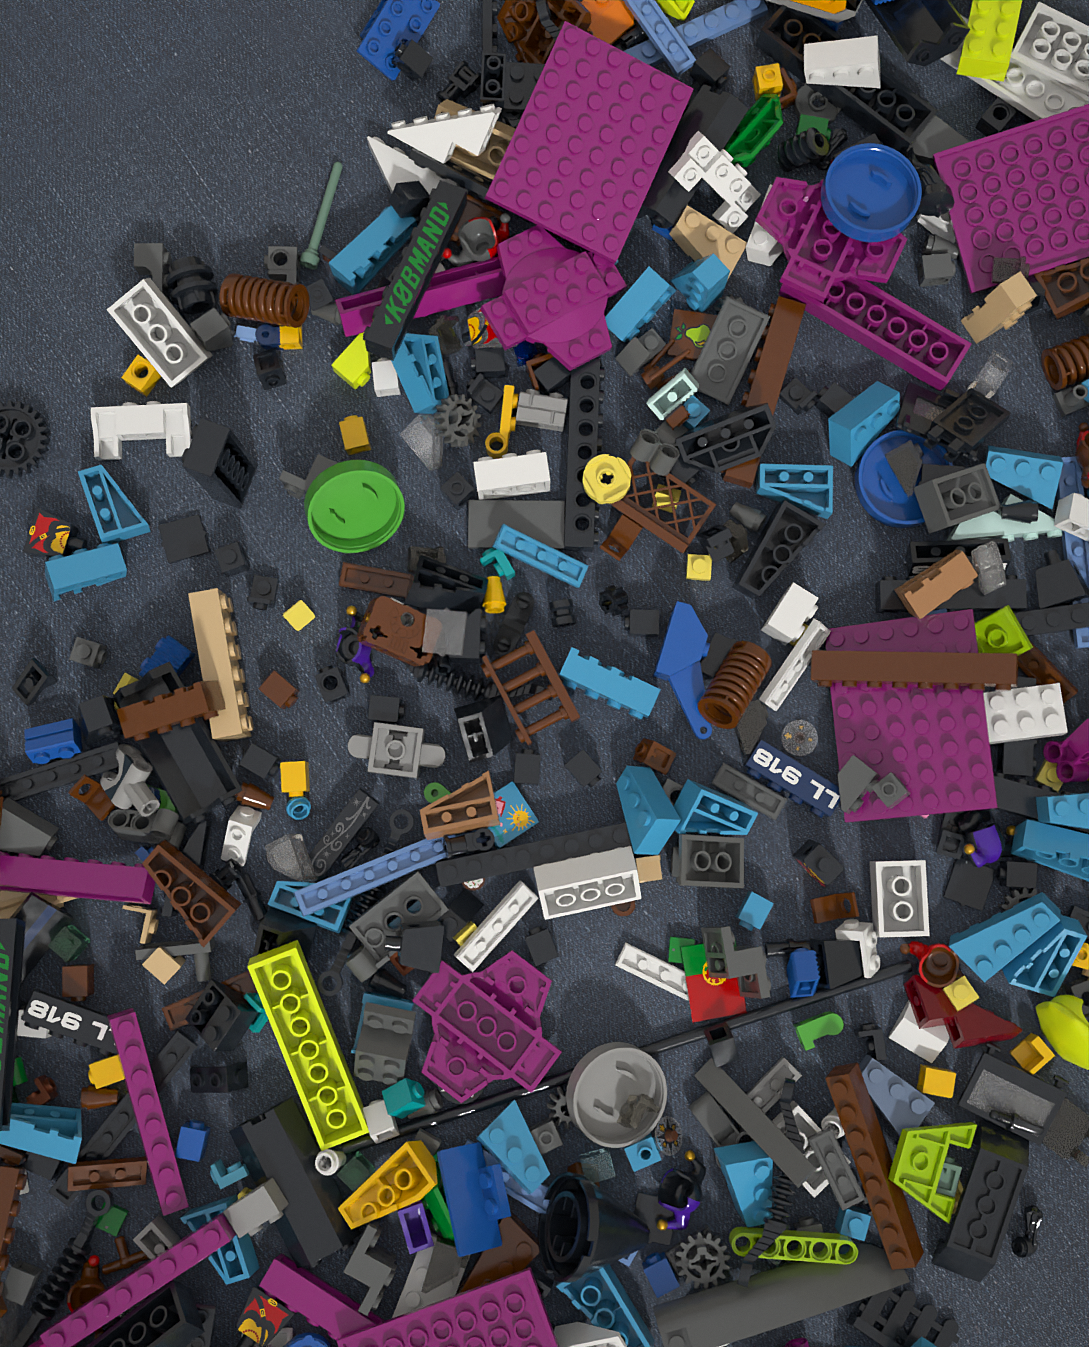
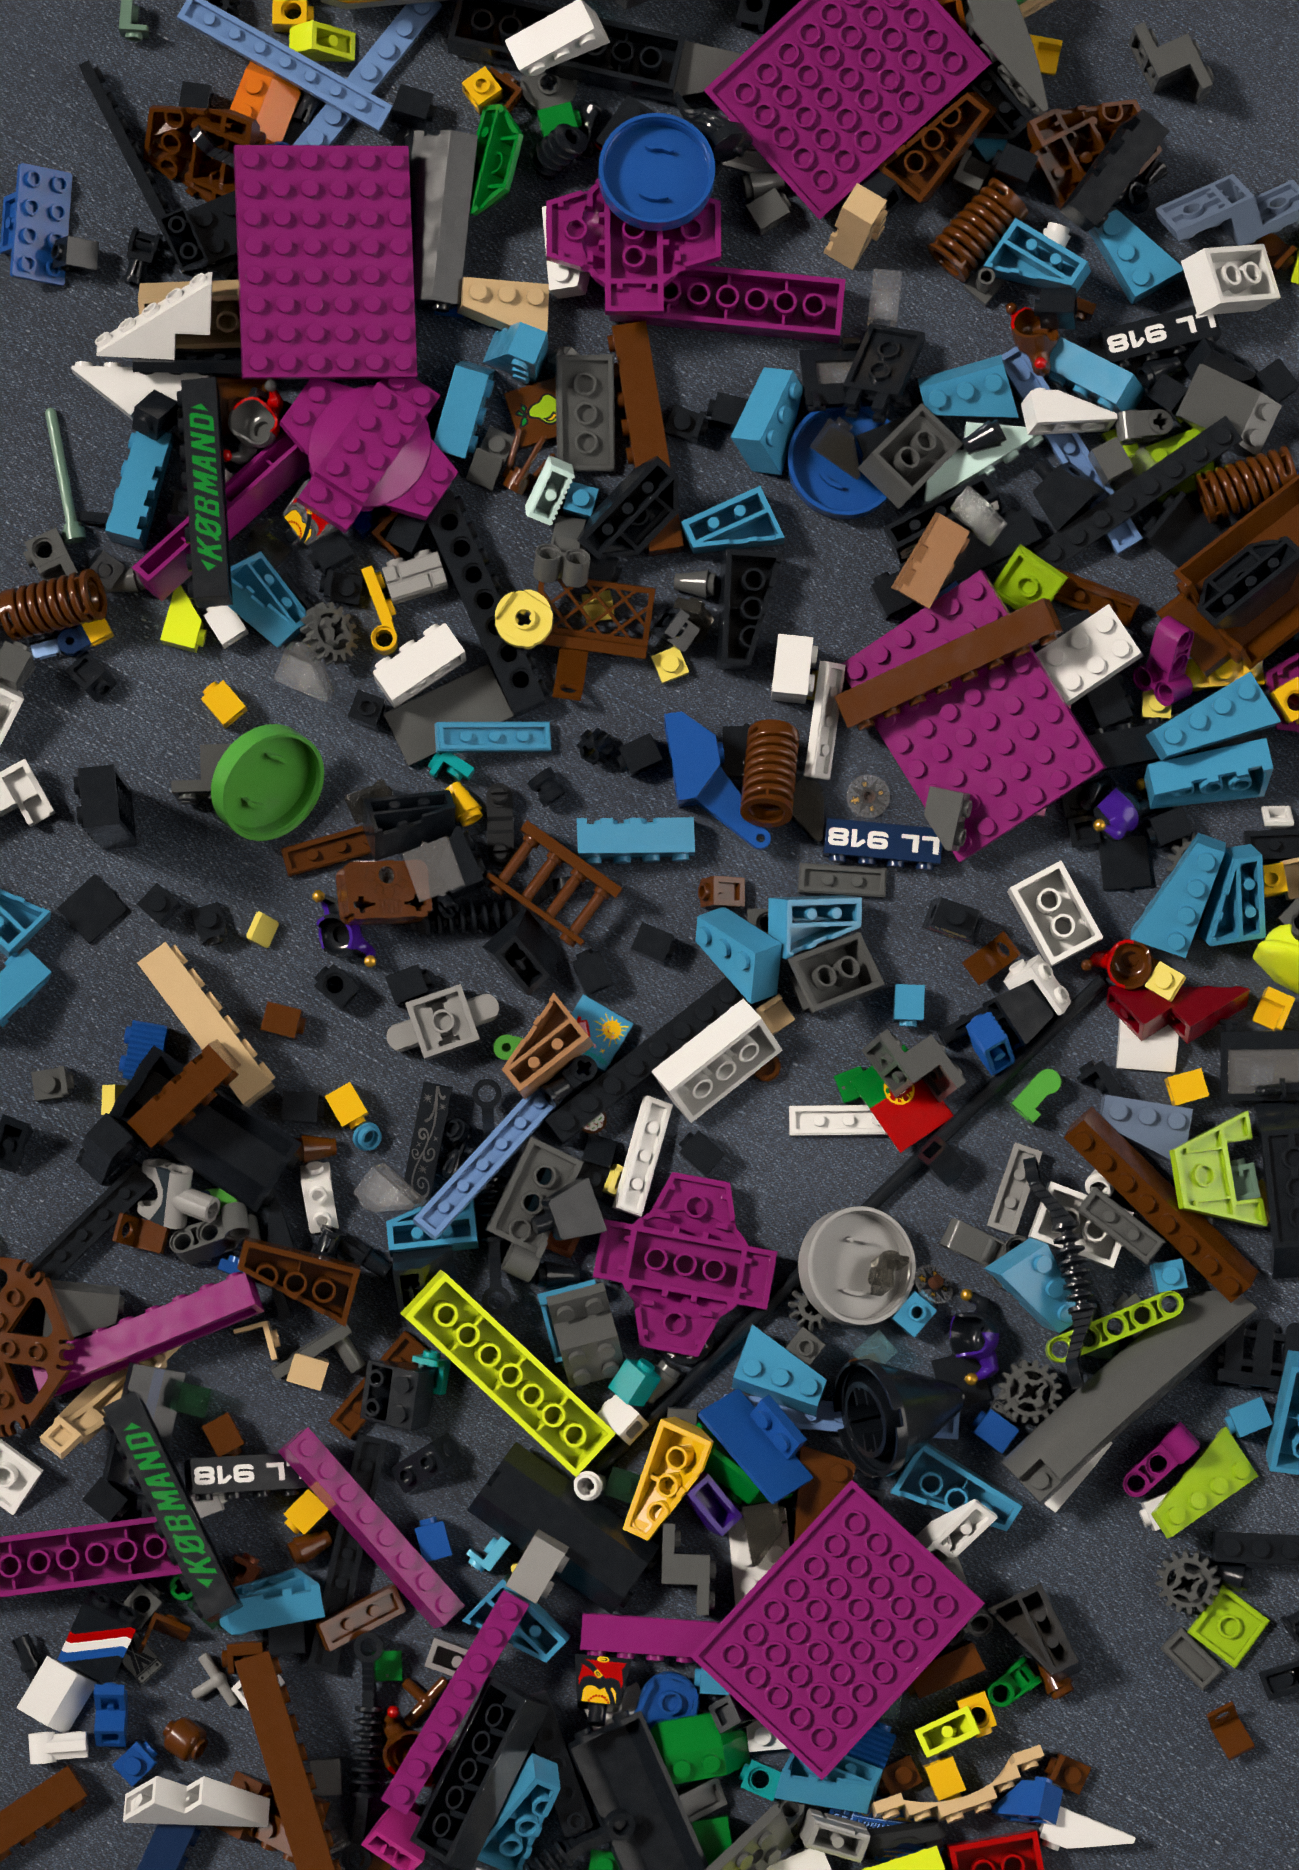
camera: 30 degrees left, 0 degrees up
(53, 741) = (65, 1195): blue brick -> none
(677, 416) = (567, 513): reddish brown piece -> none
(715, 167) = (478, 224): white bracket -> none
(756, 1123) = (1012, 1219): dark grey tile -> none
(891, 790) = (987, 804): dark grey brick -> none
(1007, 267) = (843, 179): clear smoke bracket -> none

